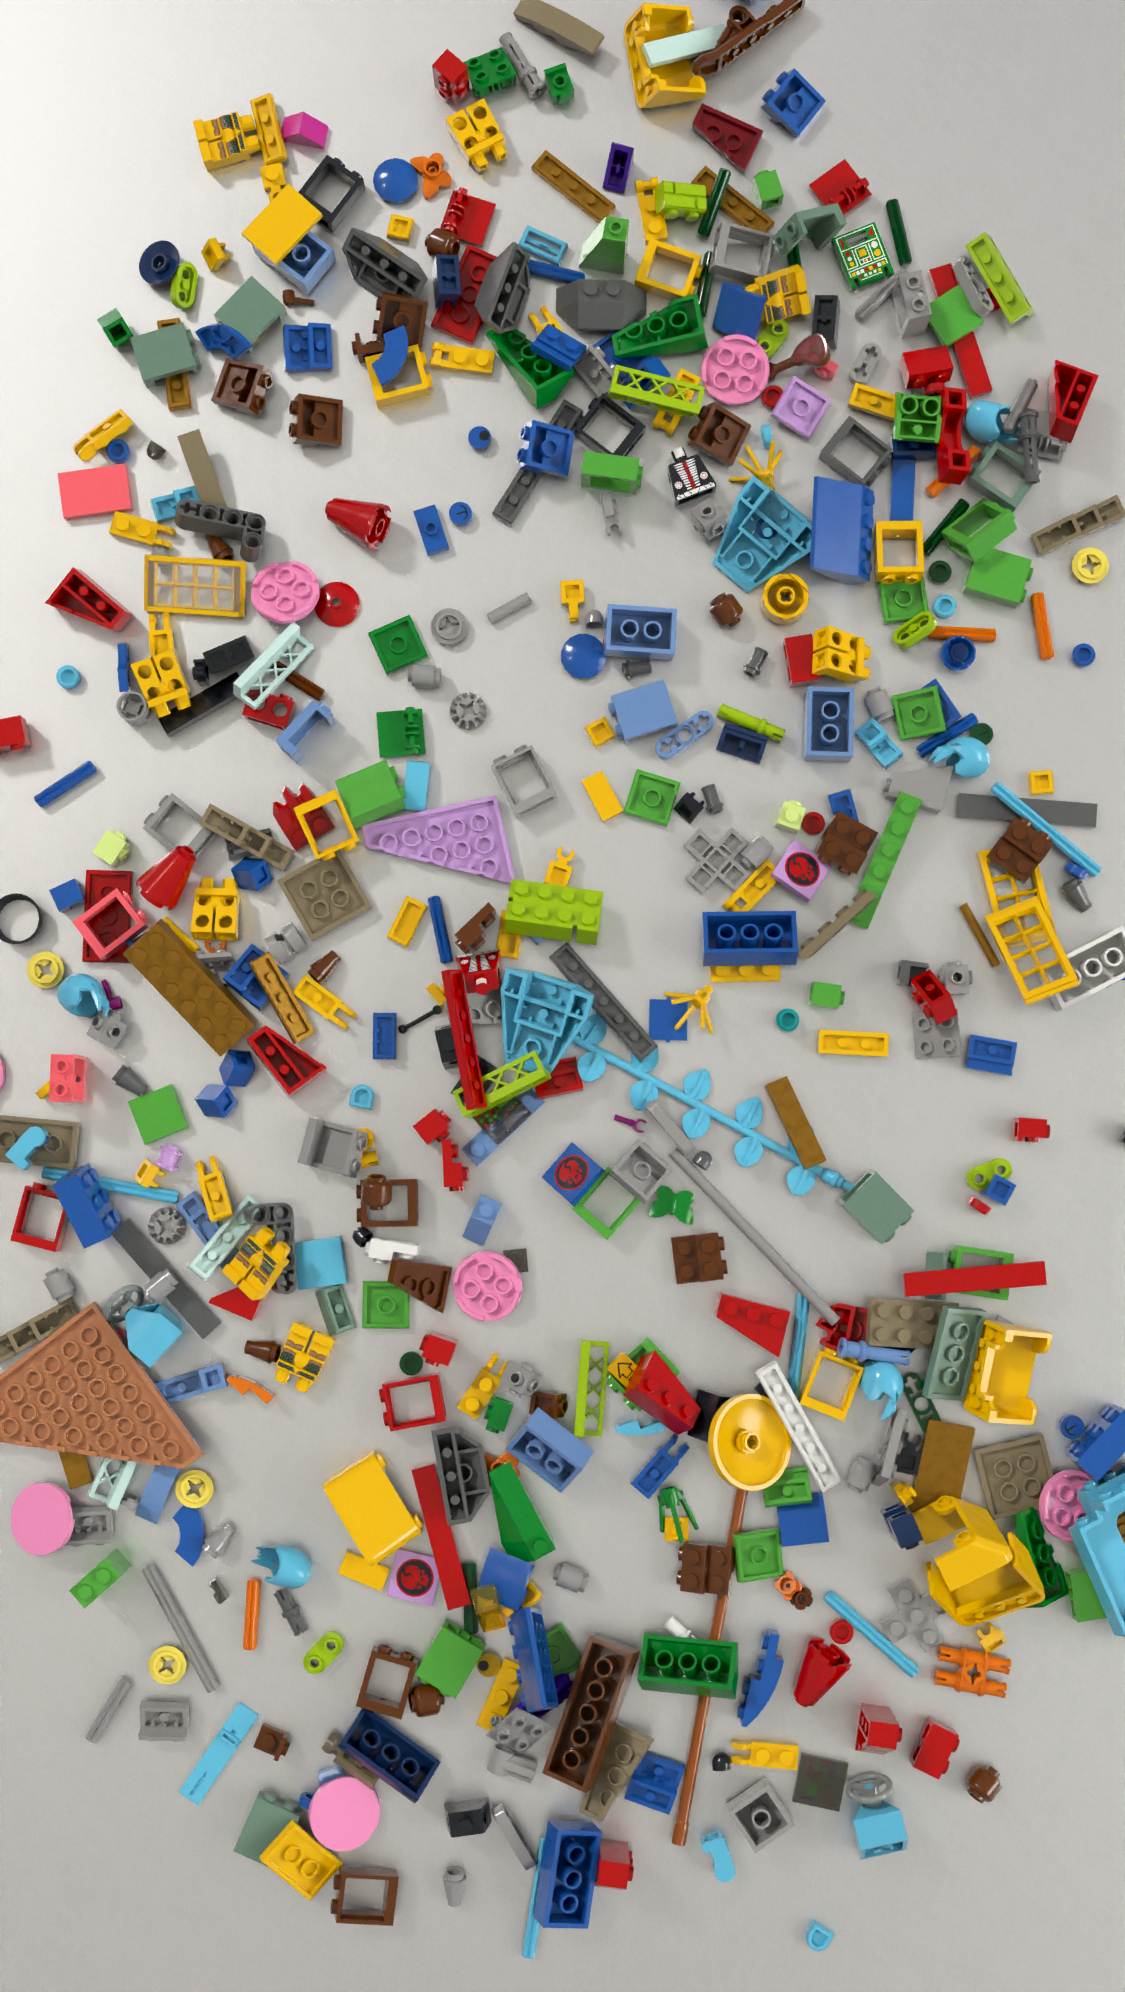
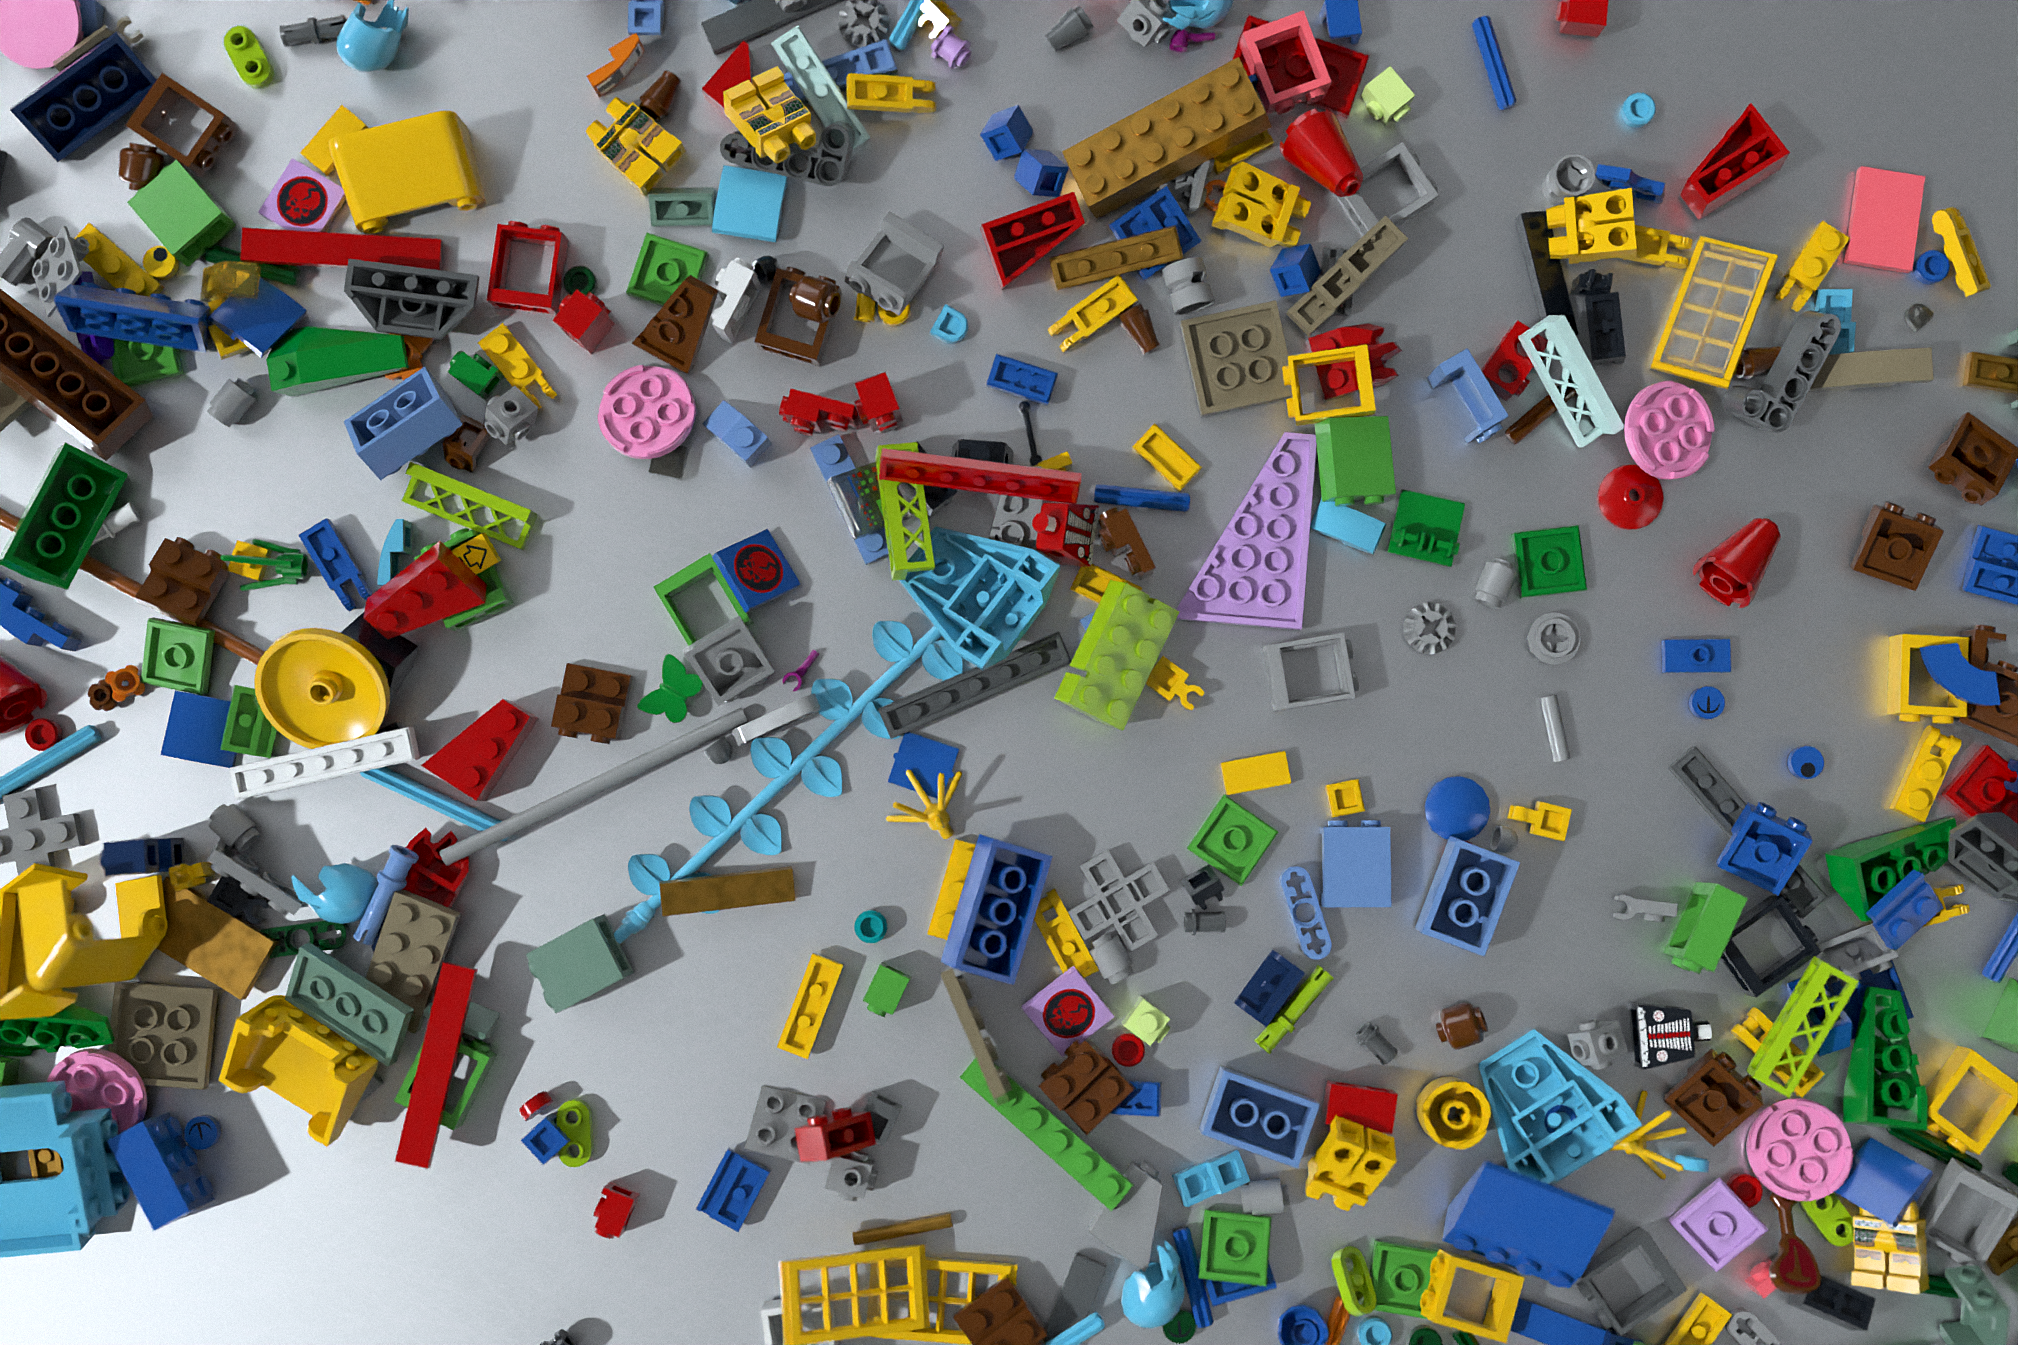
camera: 110 degrees right, 0 degrees up
(158, 1114) = (1013, 54): bright green tile -> none
(564, 1080) = (887, 598): red plate -> none
(601, 304) = (1949, 991): dark grey wedge -> none
(636, 668) = (1418, 876): dark grey pin -> none
(821, 1406) = (338, 807): yellow window -> none

